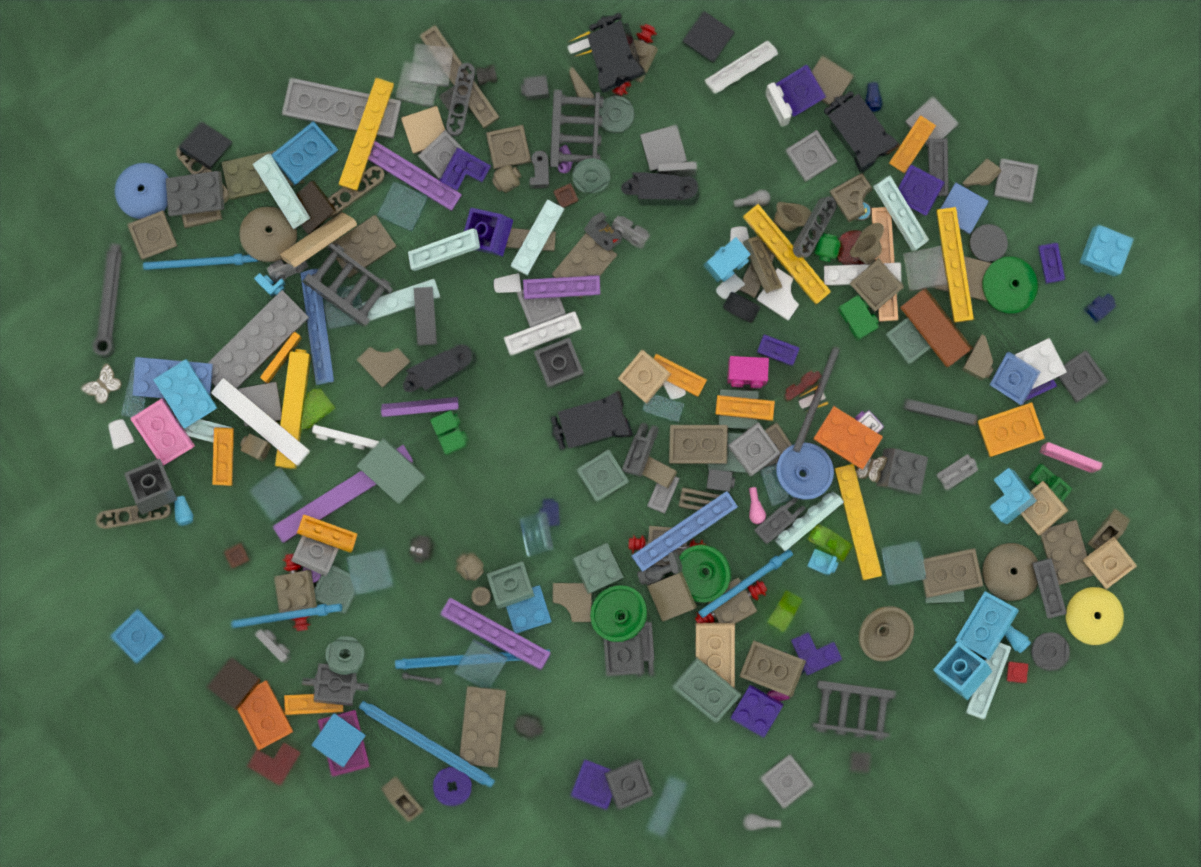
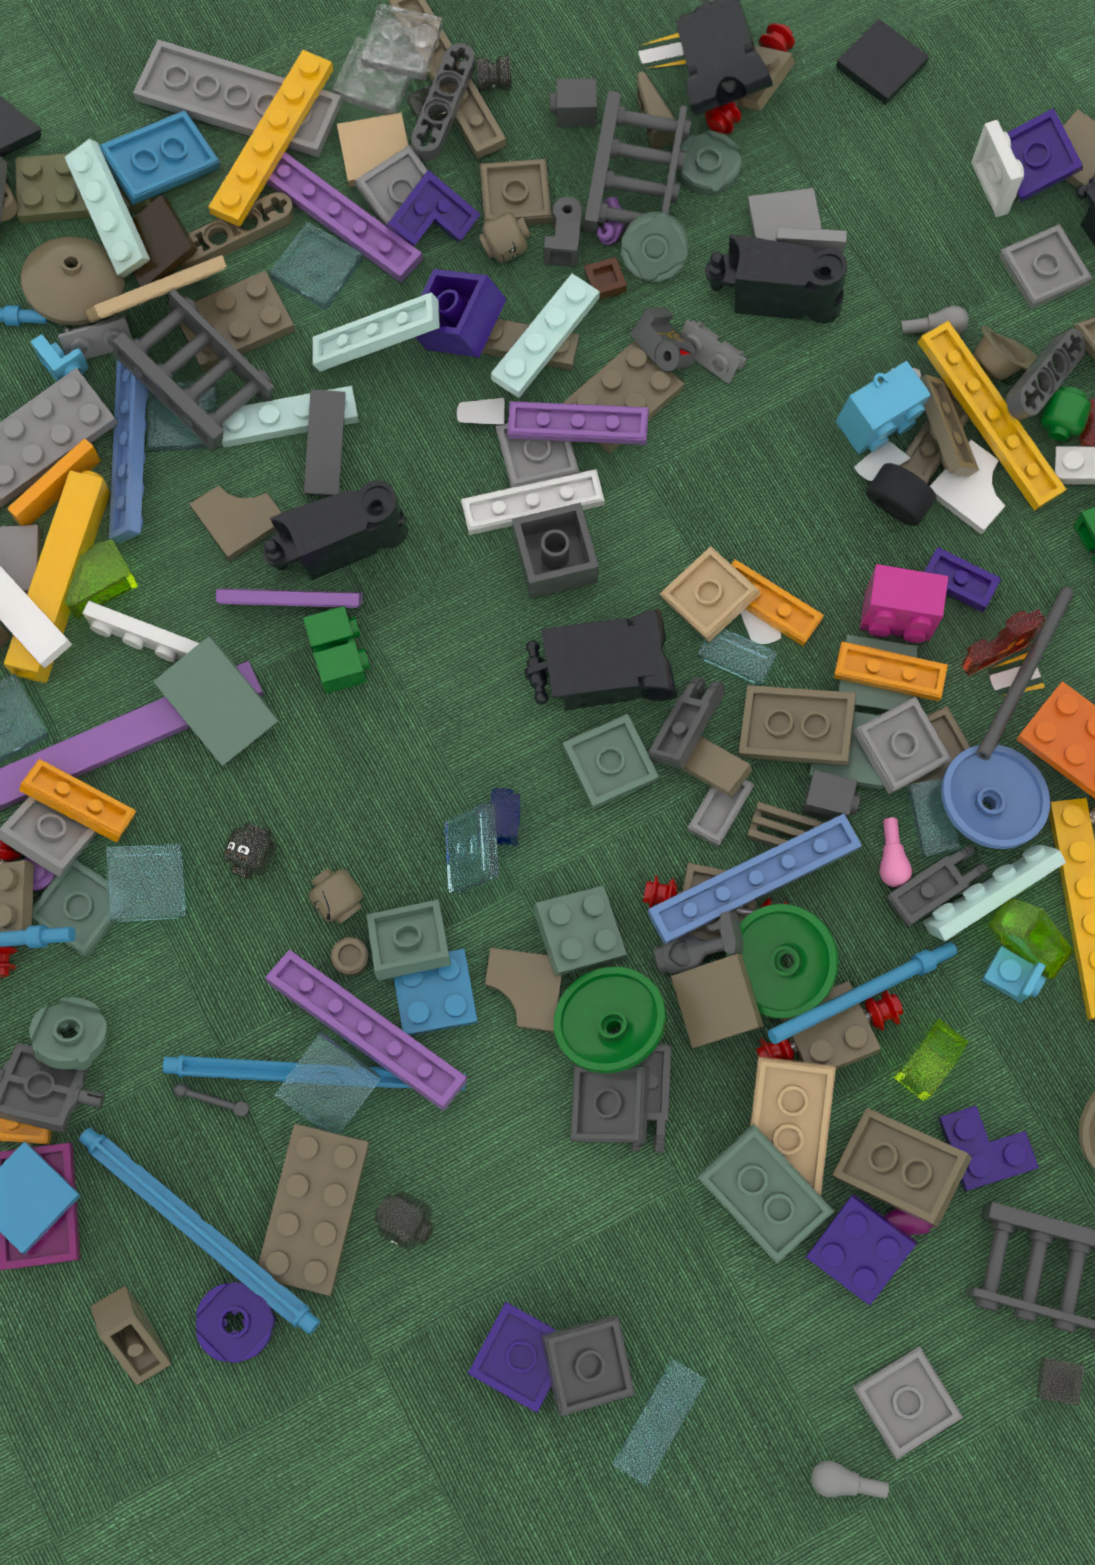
camera: 10 degrees right, 10 degrees down
(741, 67) = (944, 107): white plate -> none

